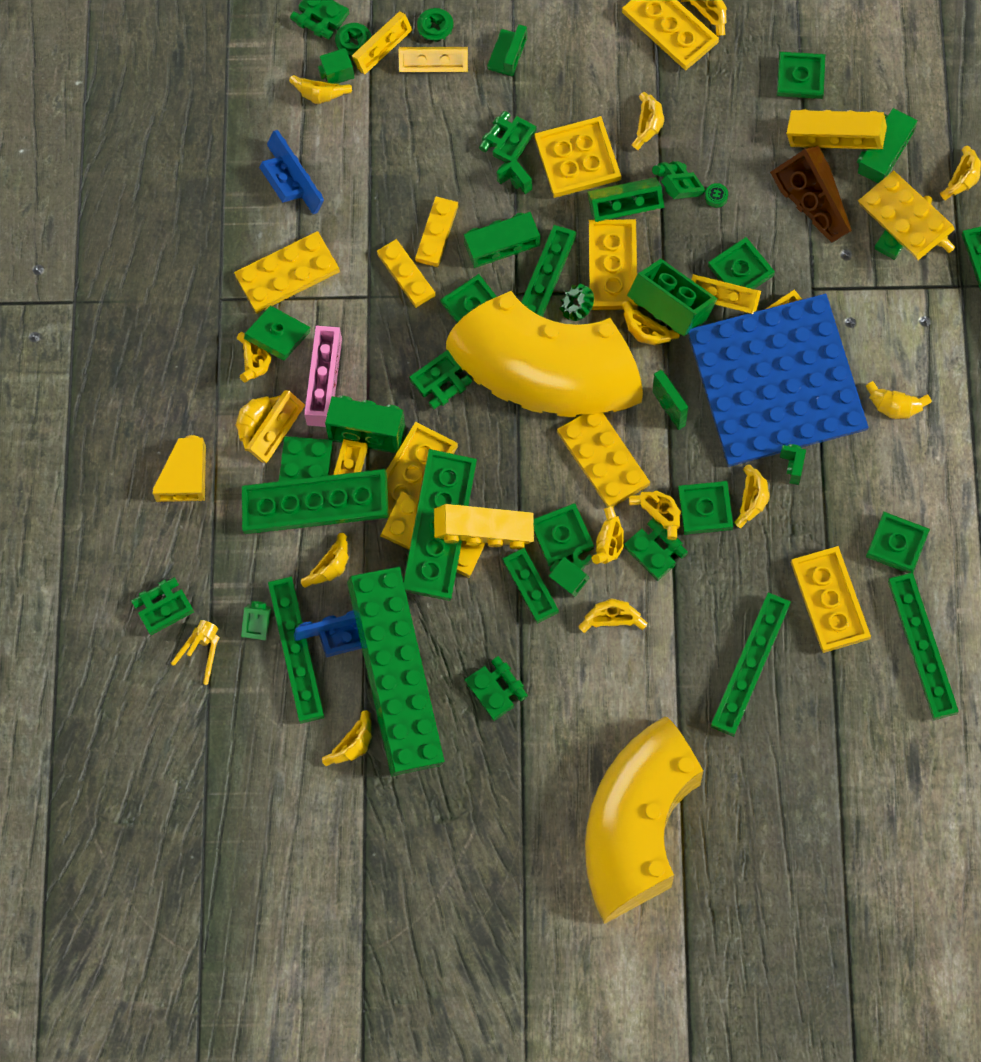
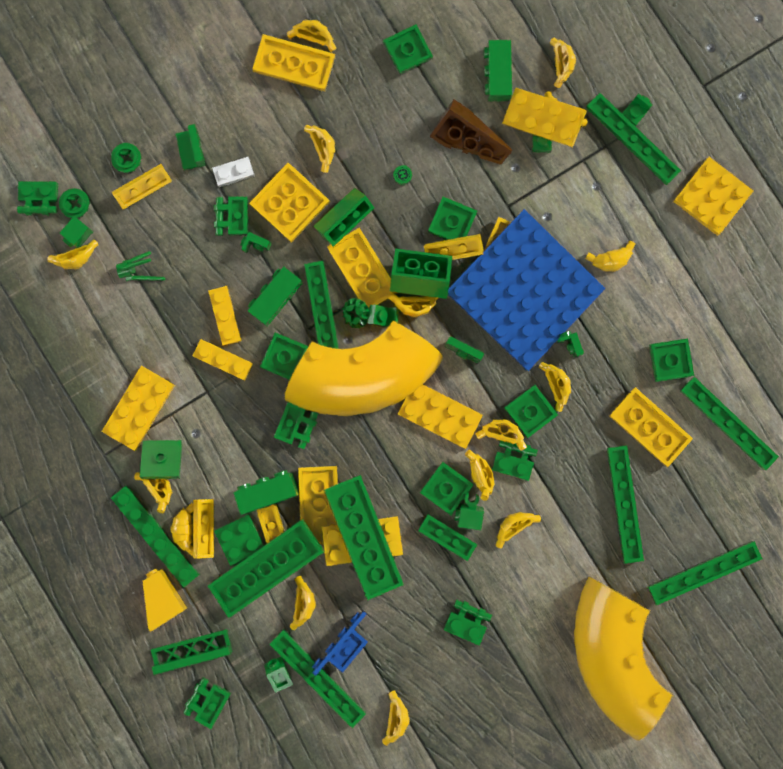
camera: 40 degrees left, 15 degrees up
(179, 550) = (191, 659): none -> green fence
(203, 635) = (248, 706): yellow plant -> none
(219, 408) = (155, 536): none -> green plate
(288, 175) = (93, 337): blue bracket -> none
(322, 374) = (213, 472): bright pink brick -> none
(365, 129) = (127, 268): none -> green plant
(382, 42) = (97, 194): yellow plate -> none
(395, 671) = (398, 659): green brick -> none
(483, 525) = (394, 521): yellow brick -> none
(537, 97) = (233, 172): none -> white plate
(601, 312) = (382, 315): none -> green bracket
(678, 181) = (377, 181): green plate -> none
(797, 789) = (704, 572): none -> green plate
(836, 129) = (459, 79): yellow brick -> none

